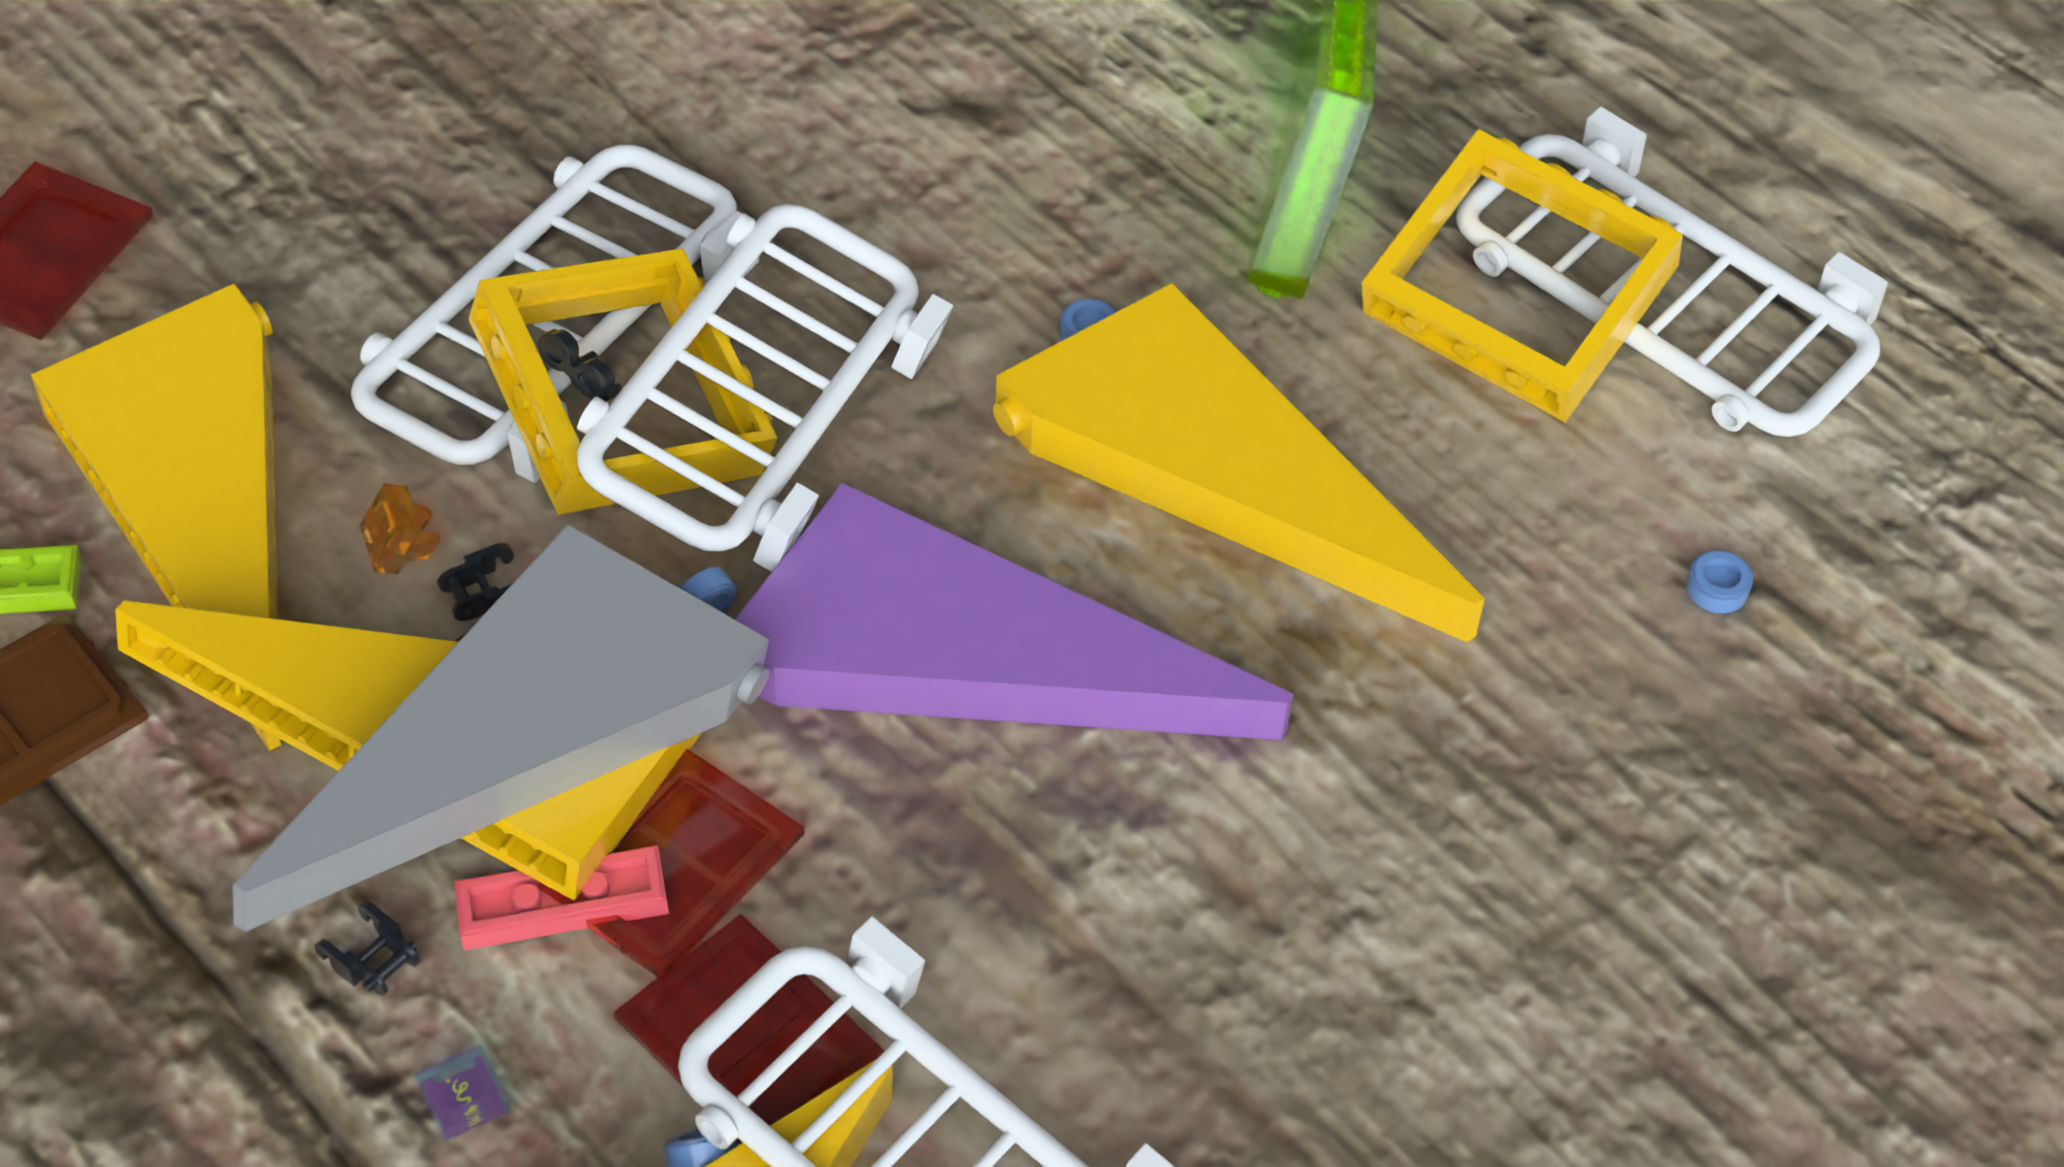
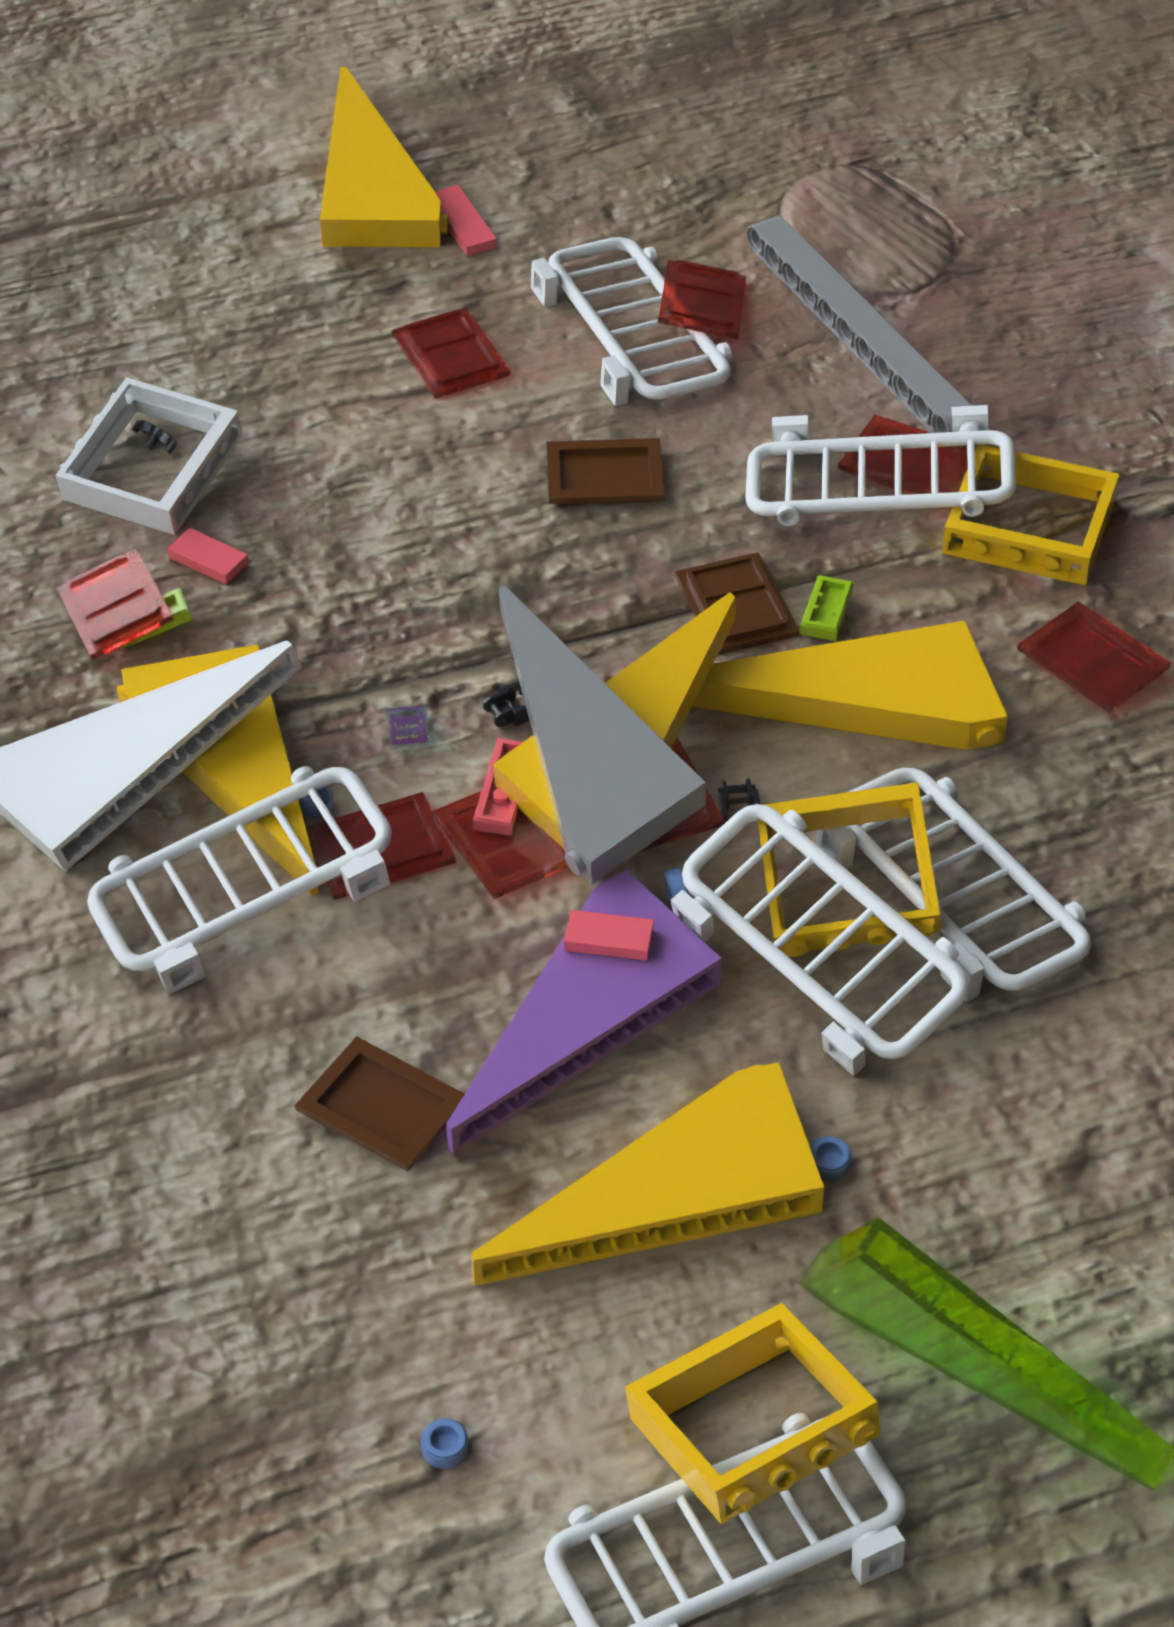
camera: 115 degrees right, 5 degrees down
(395, 530) = (794, 762): clear orange tile -> none
(586, 372) = (838, 821): black piece -> none
(869, 610) = (609, 935): none -> coral tile
(1258, 834) = (381, 1103): none -> reddish brown piece

